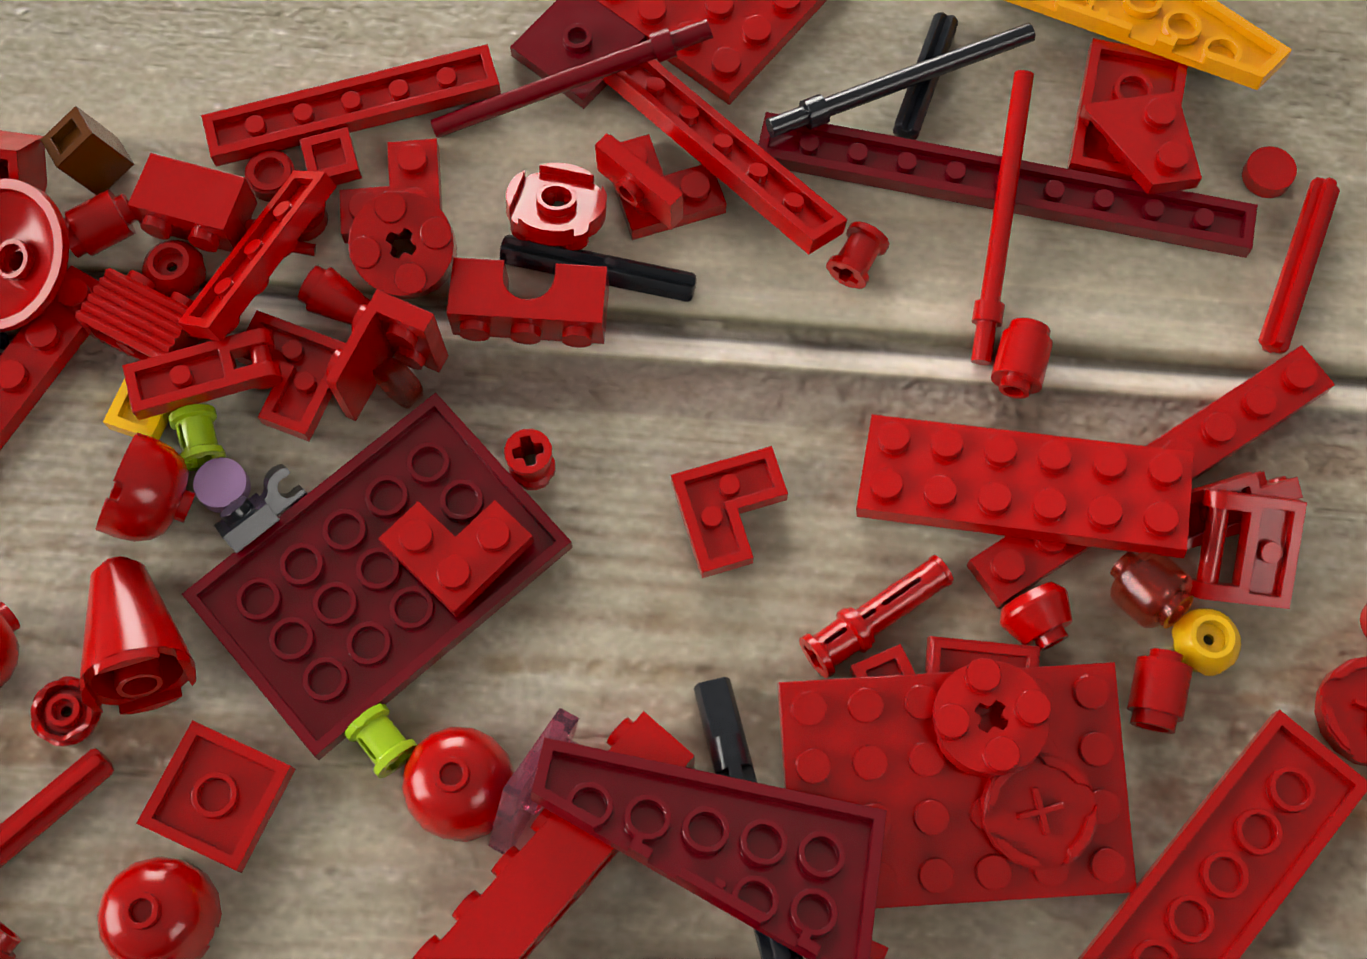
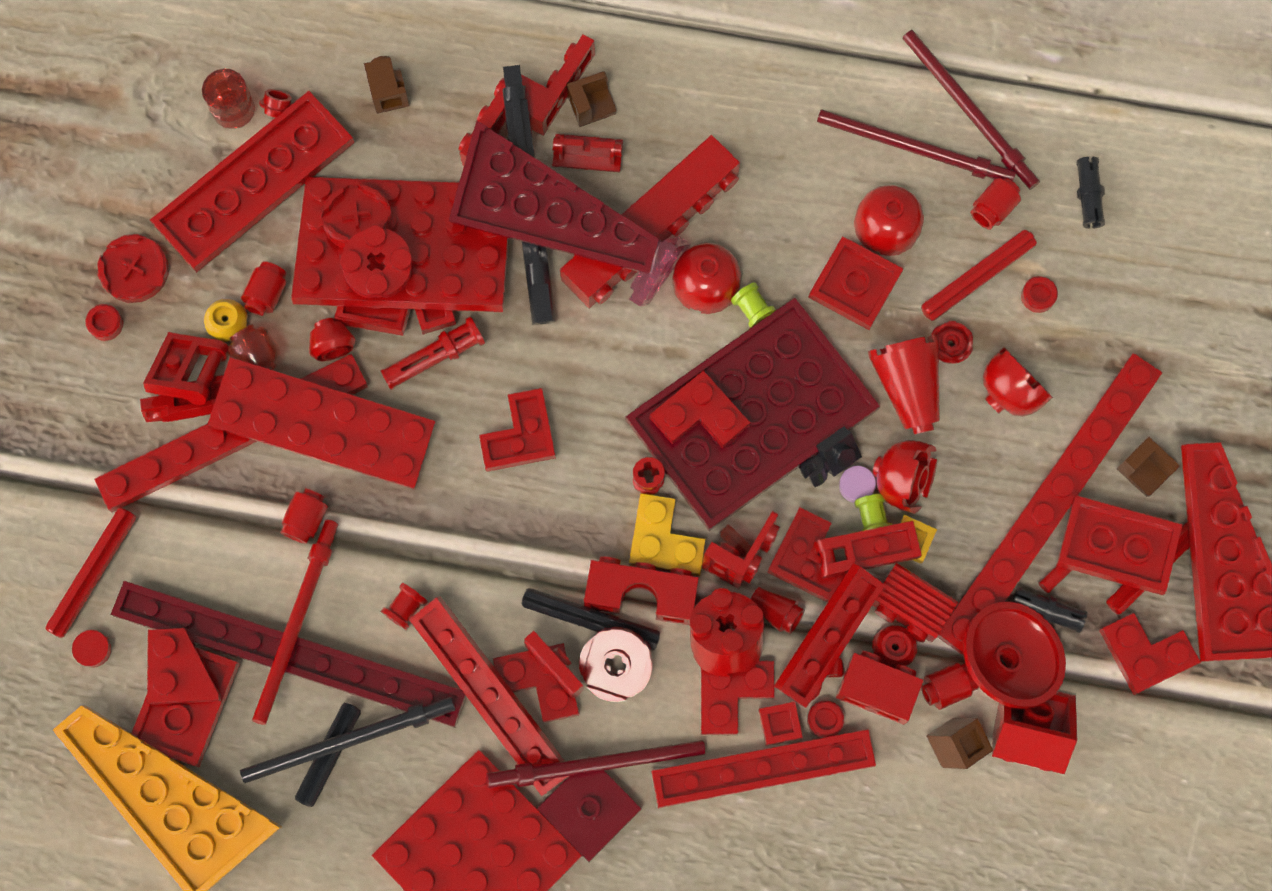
camera: 175 degrees left, 5 degrees up
(510, 371) = (656, 545): none -> yellow plate

